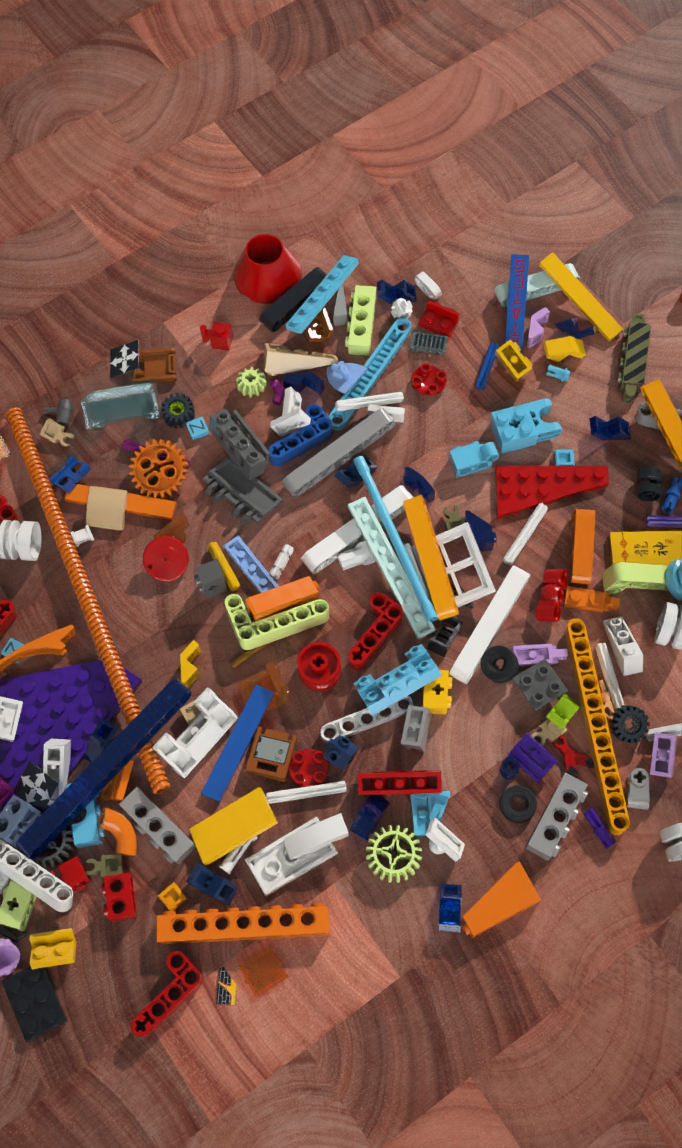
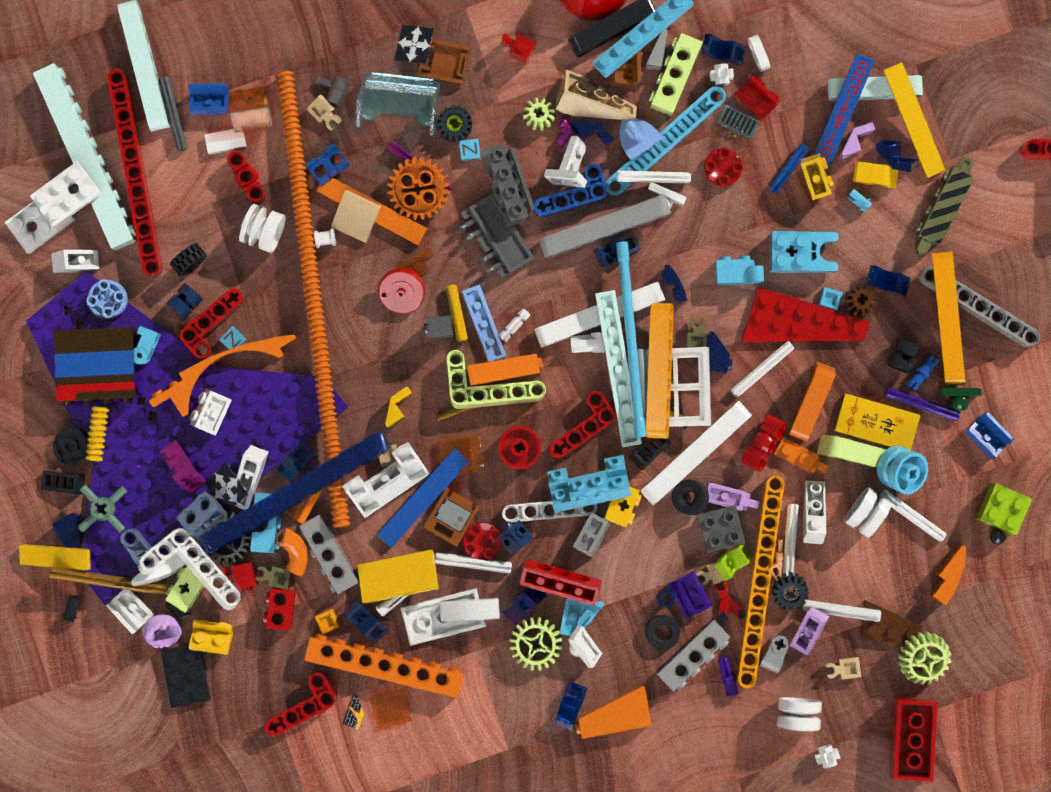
camera: 15 degrees right, 20 degrees up
(592, 450) = (856, 293): none -> reddish brown gear

